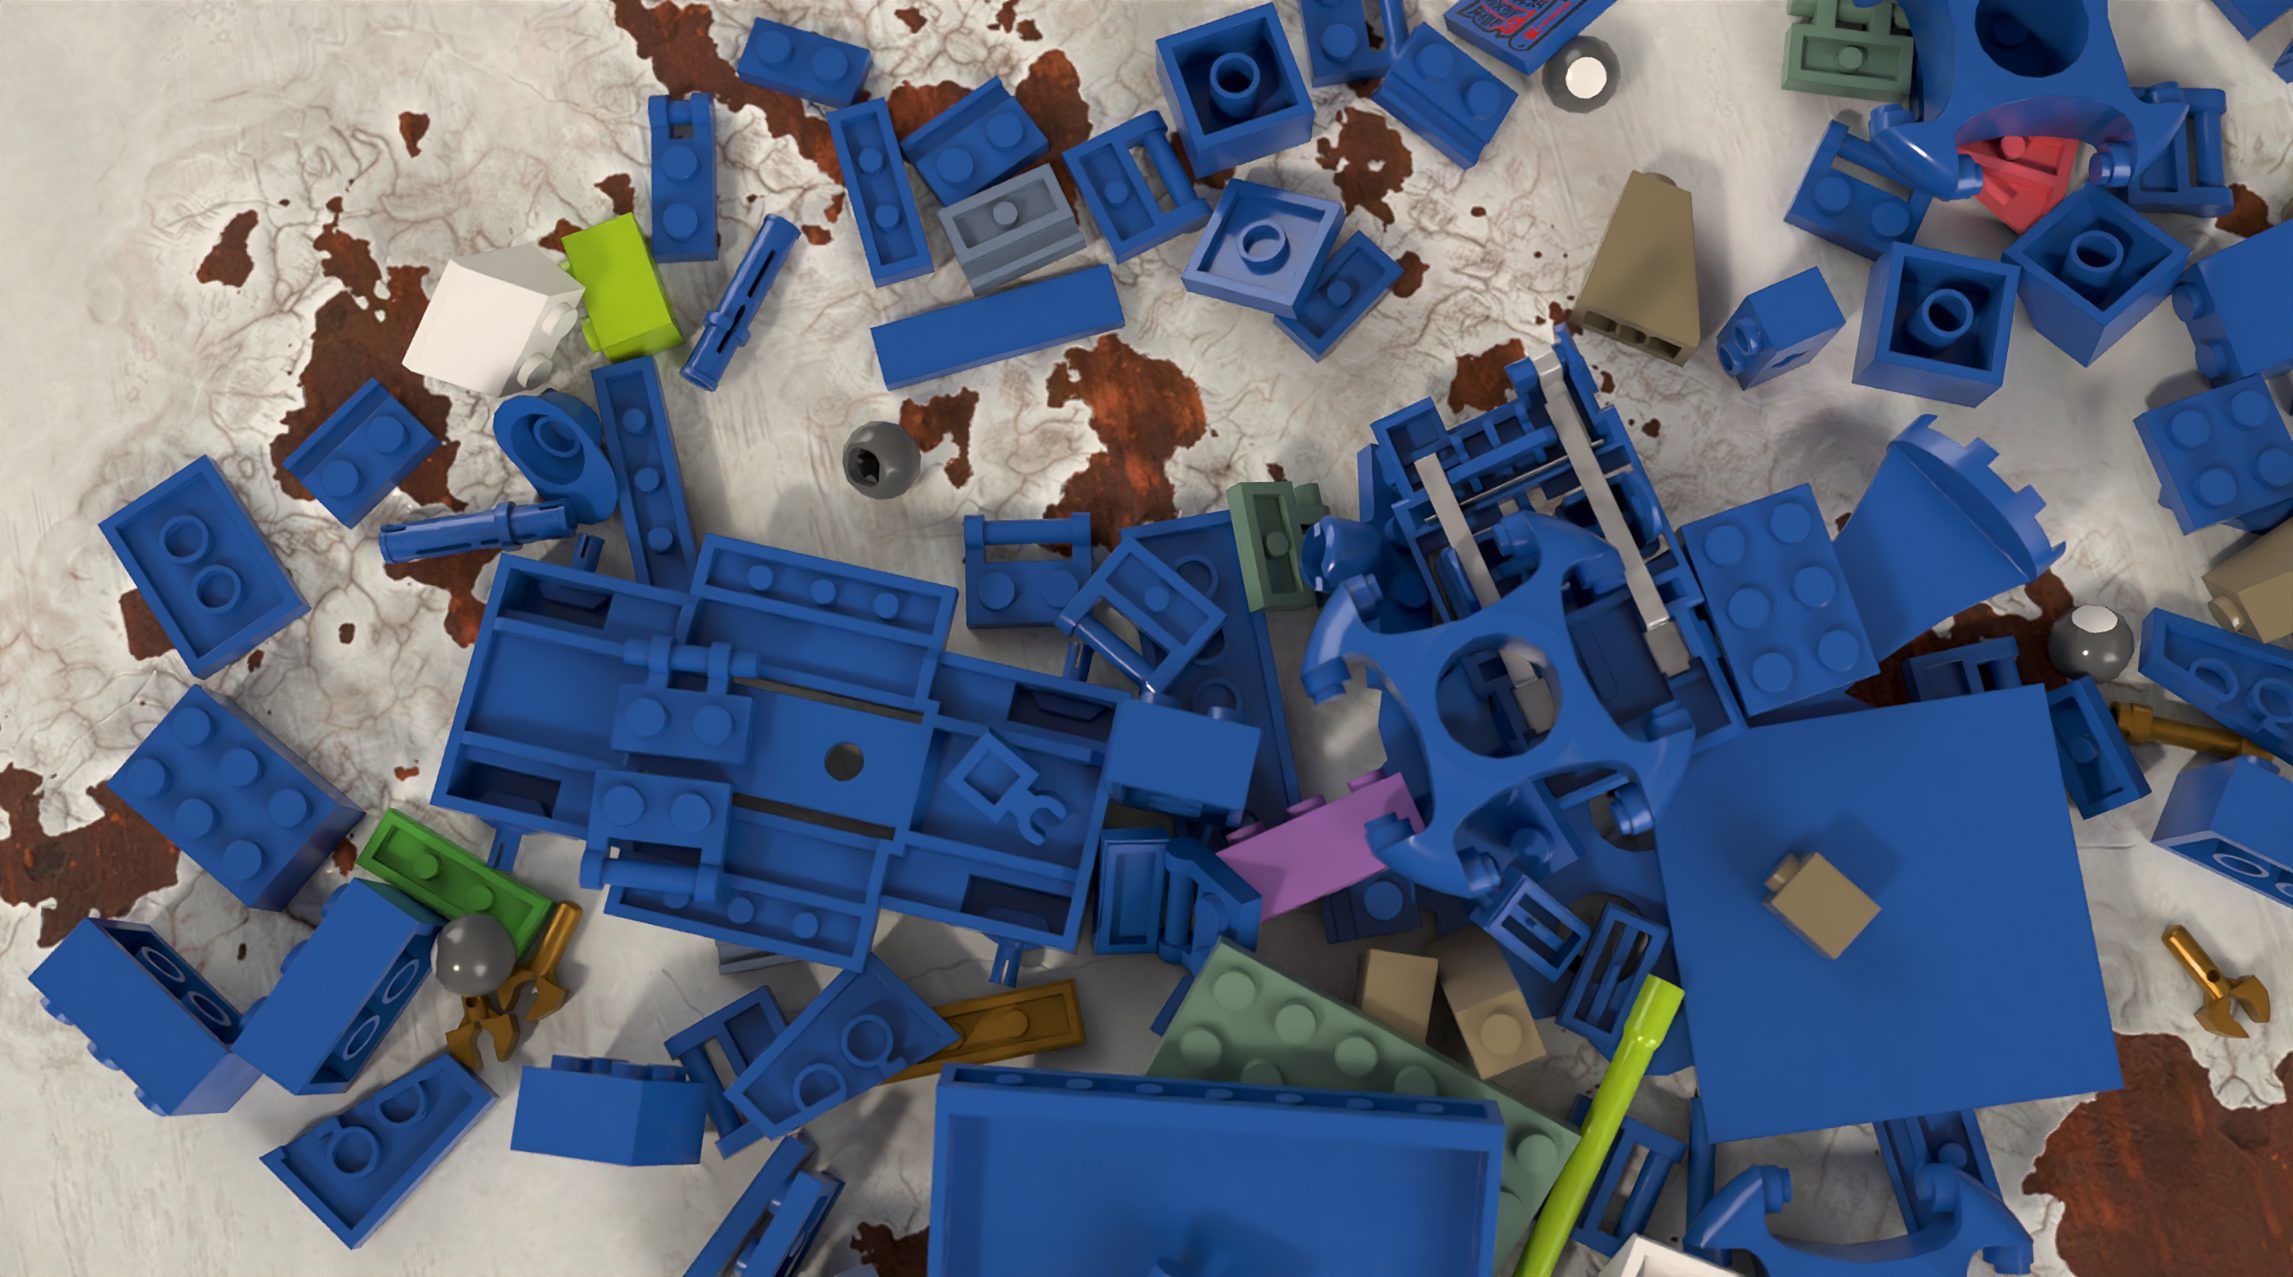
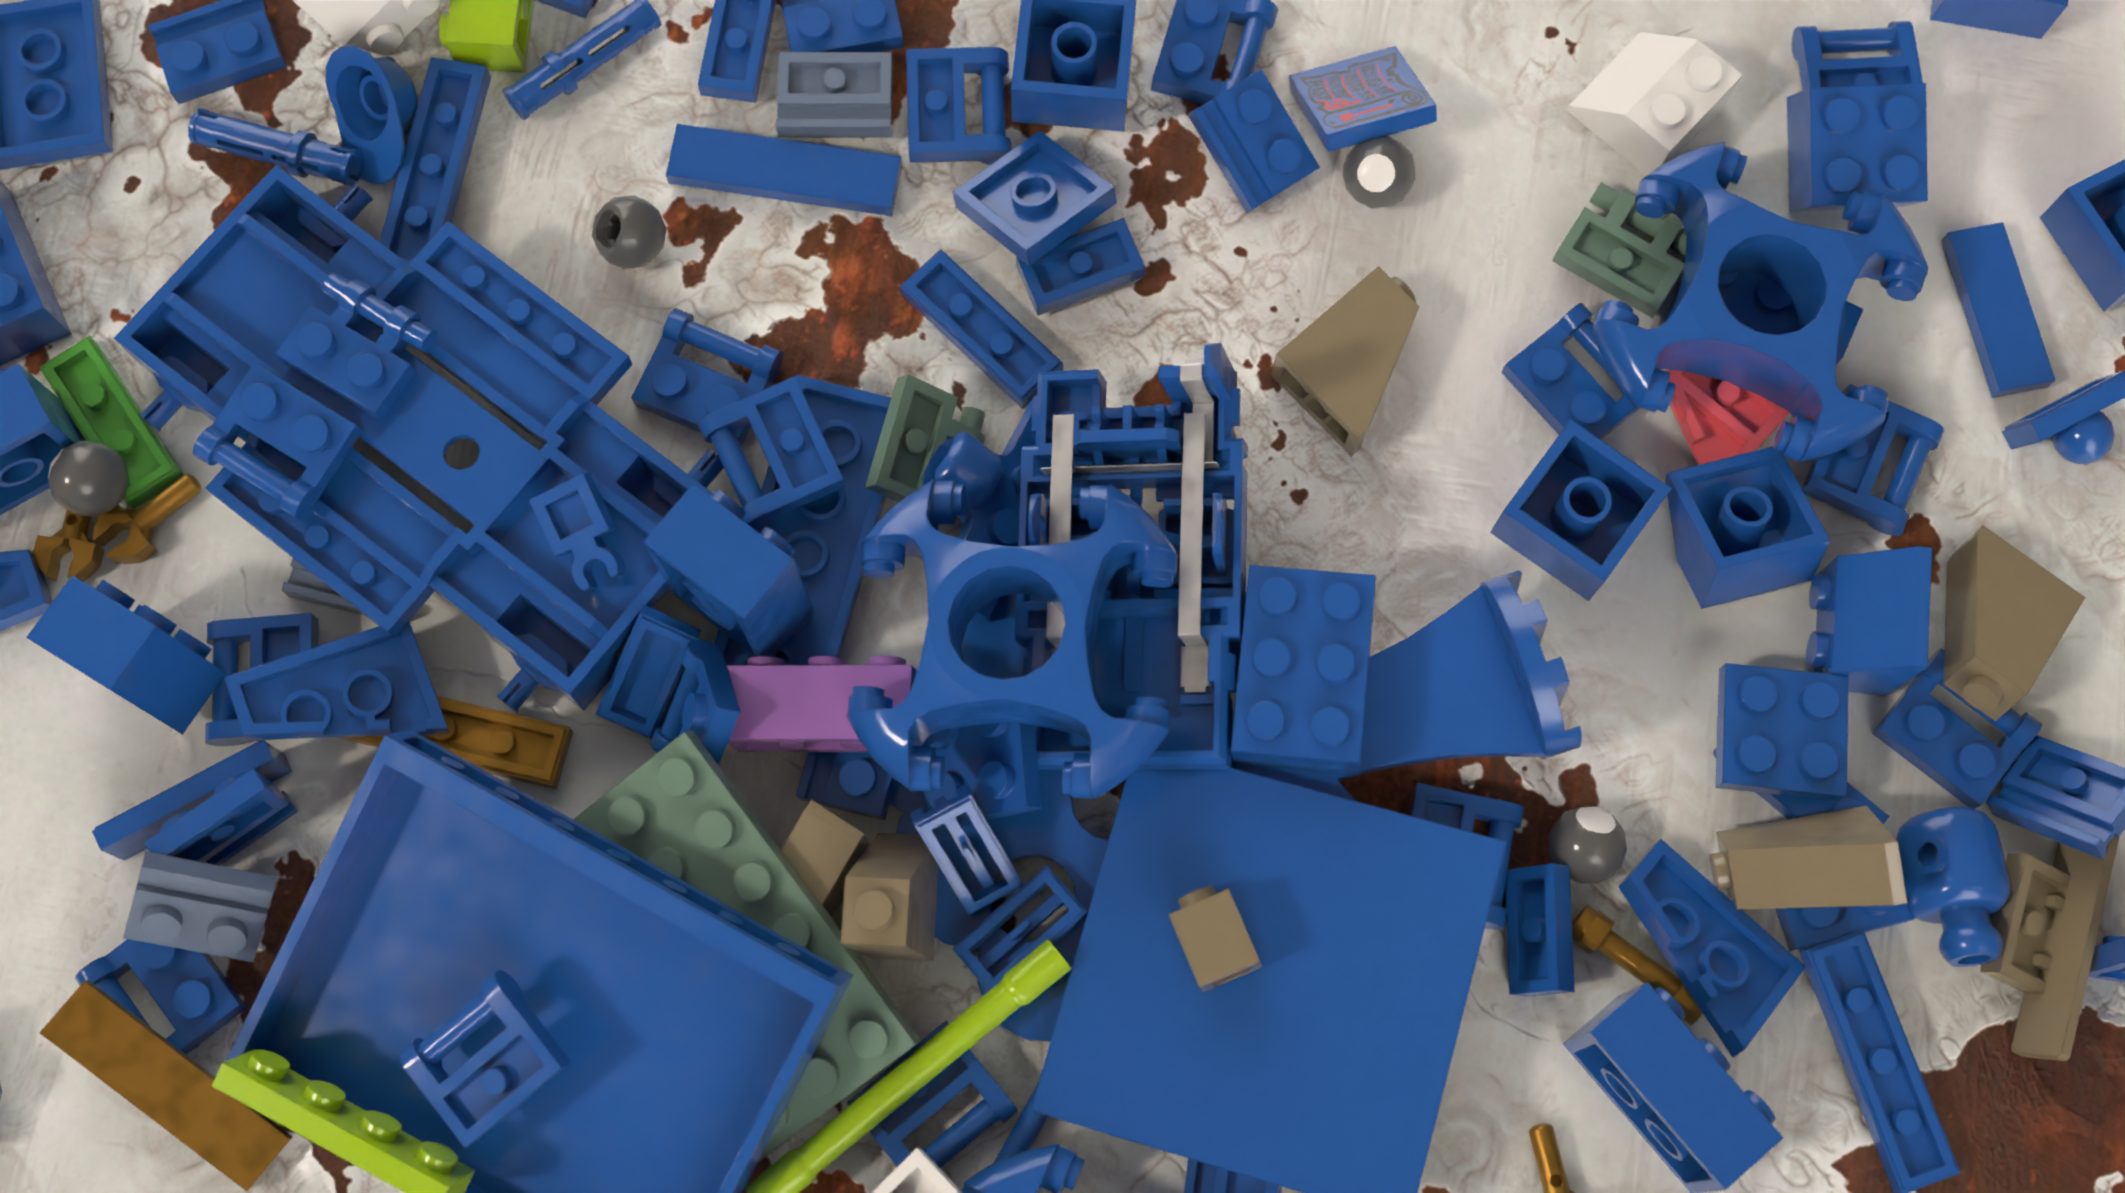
camera: 20 degrees right, 5 degrees down
(1269, 400) = (979, 327): none -> blue tile
(1779, 329) = (1436, 452): blue brick -> none

